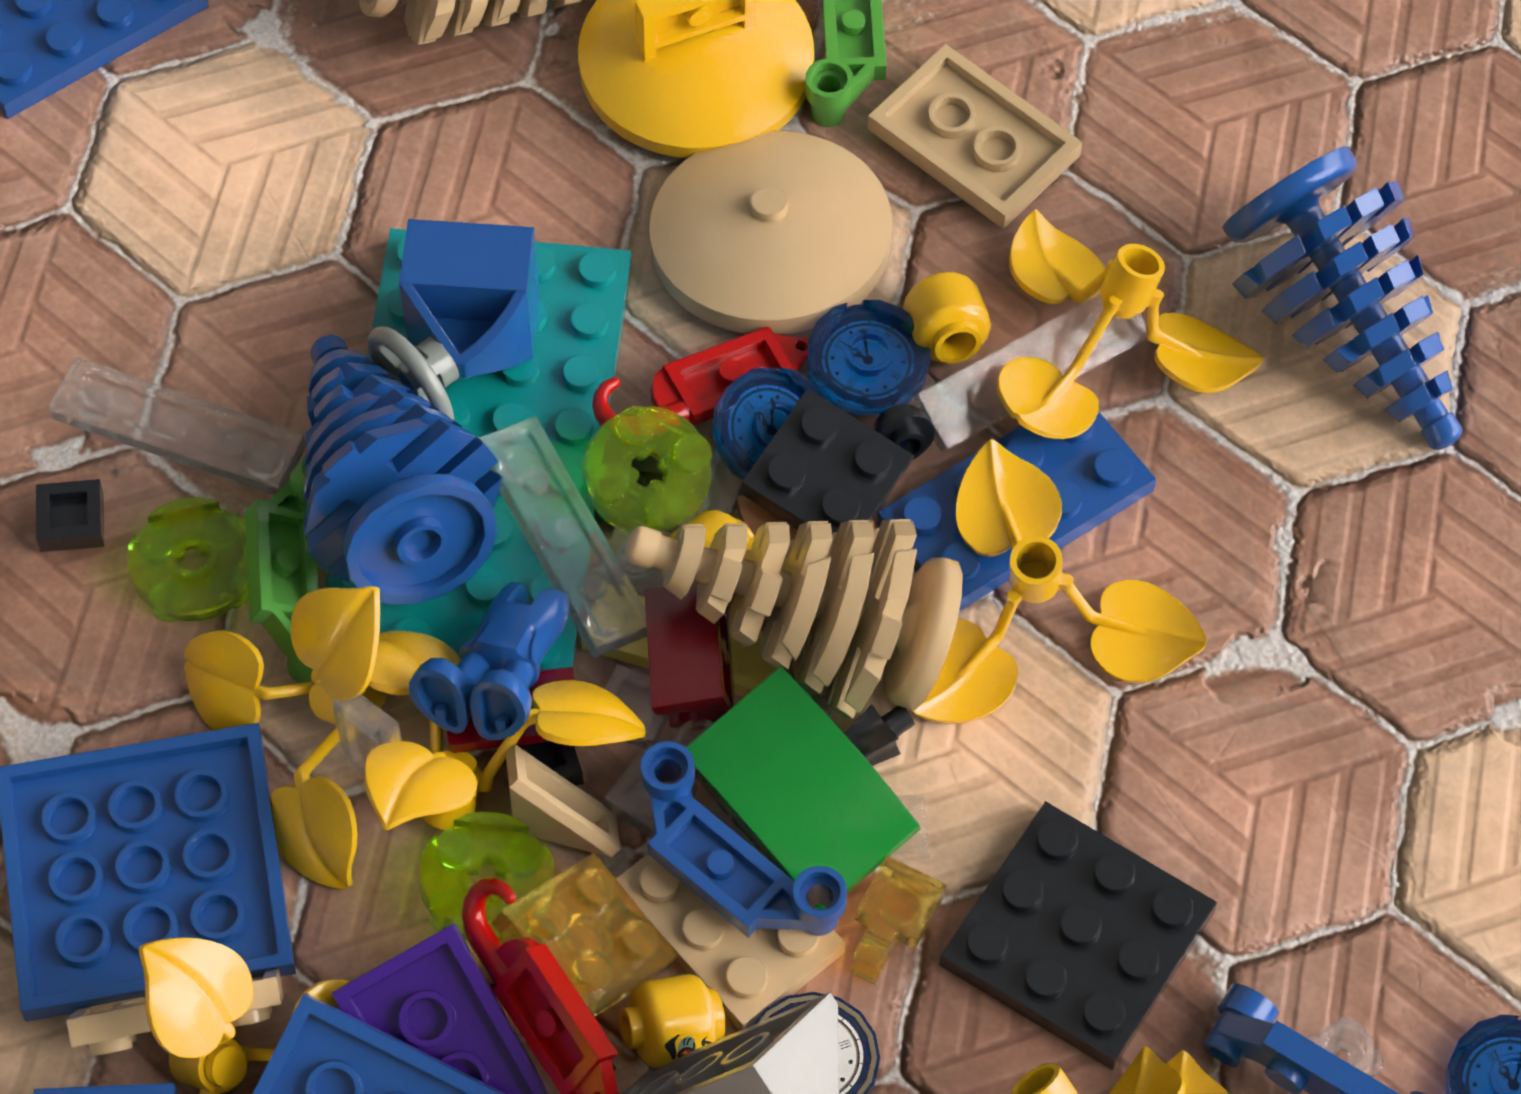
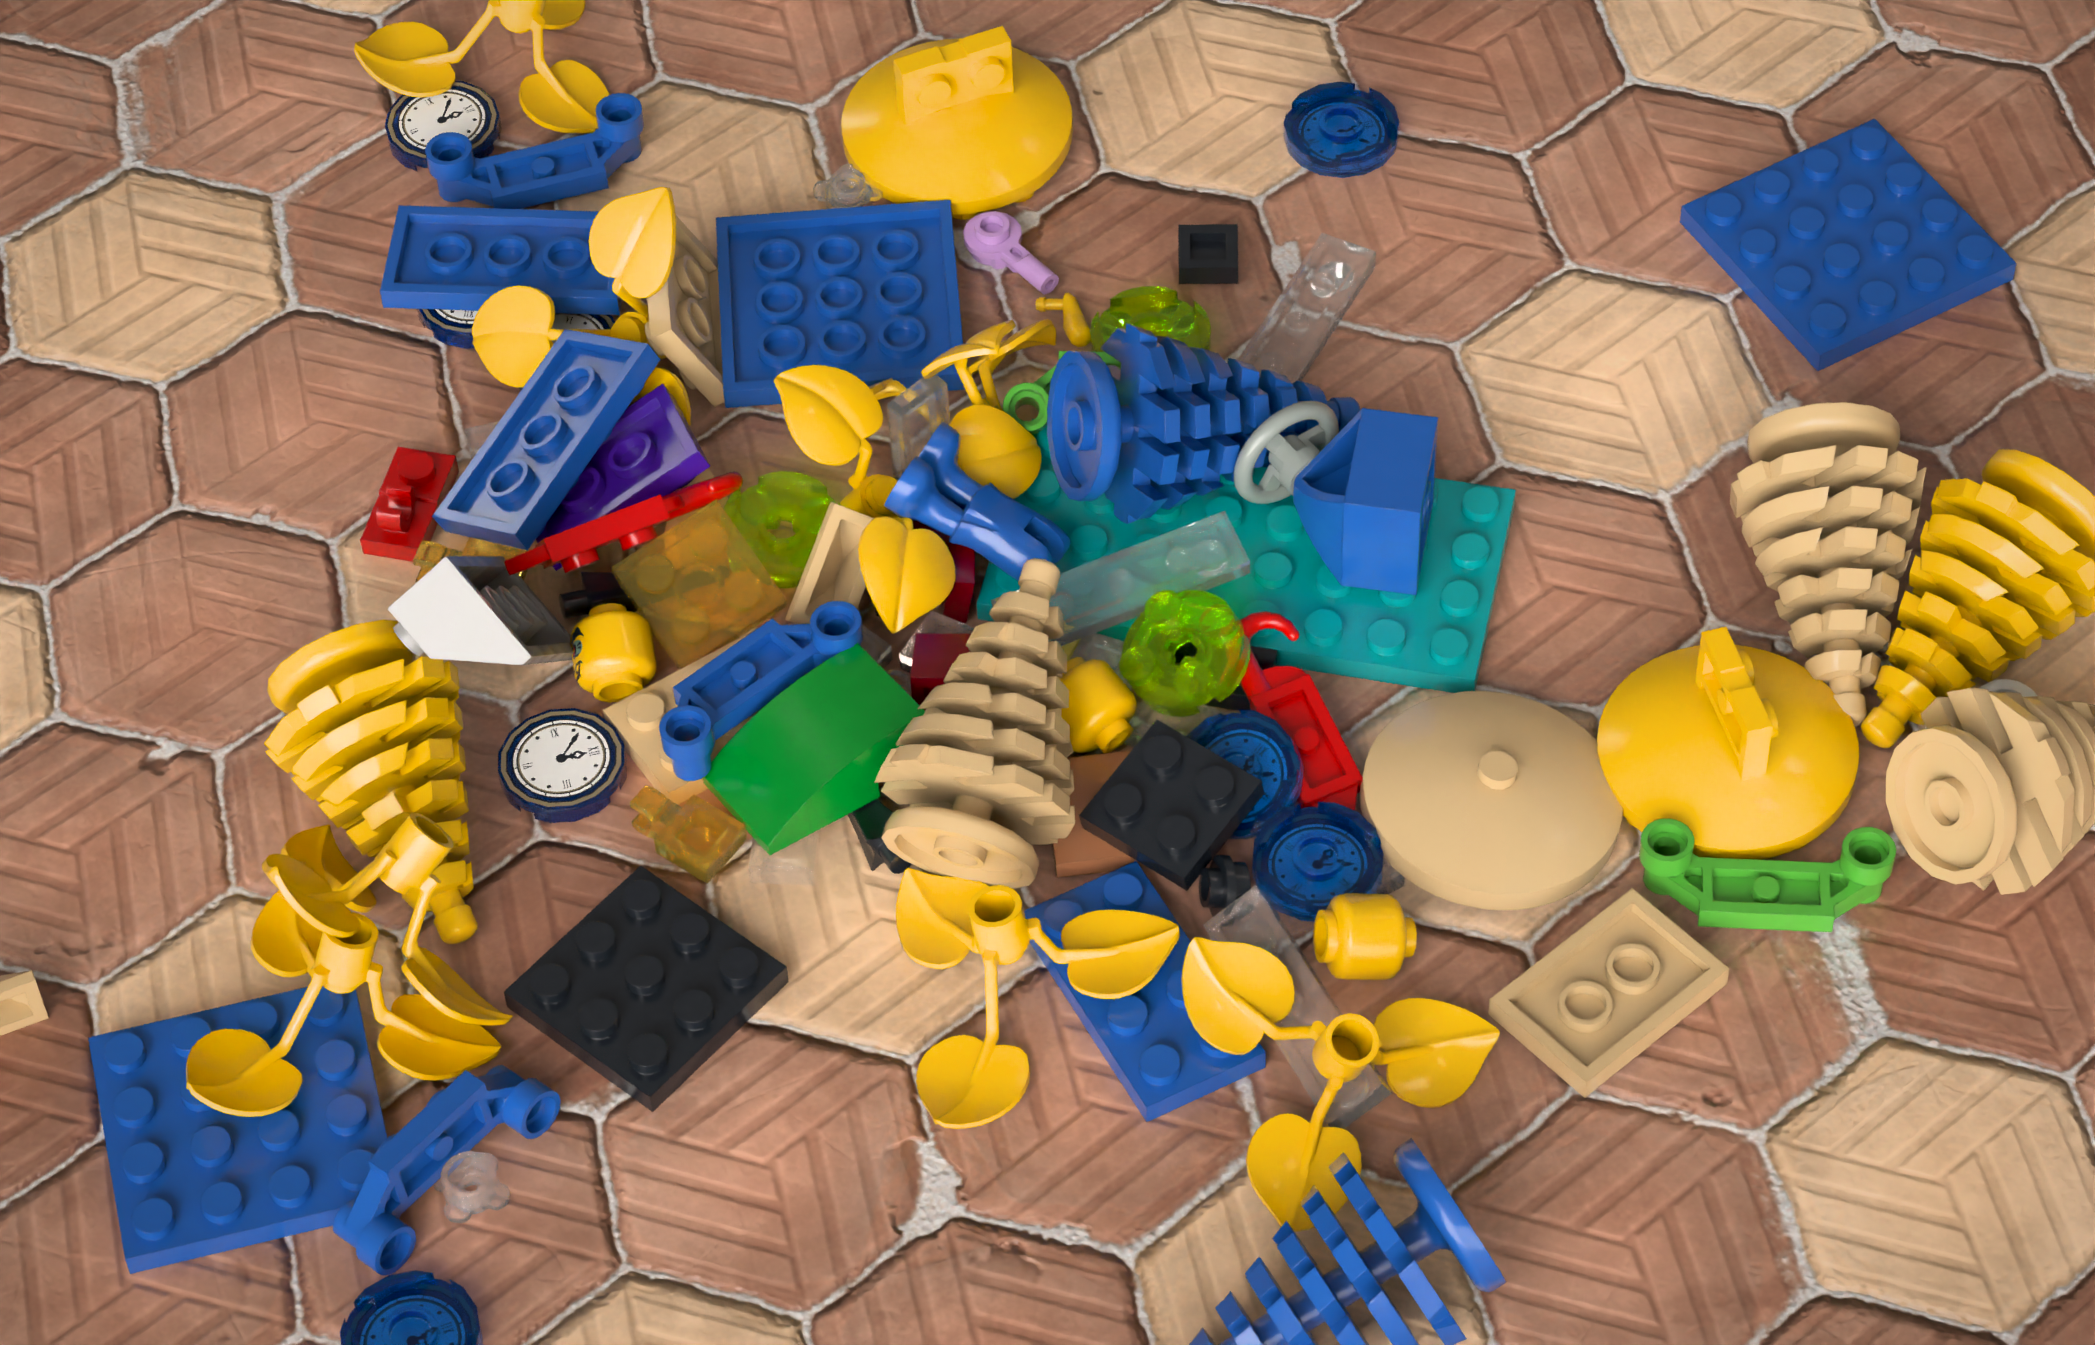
camera: 100 degrees right, 10 degrees down
(42, 726) = (996, 241): none -> lavender plate
(157, 642) = (1073, 319): none -> yellow piece

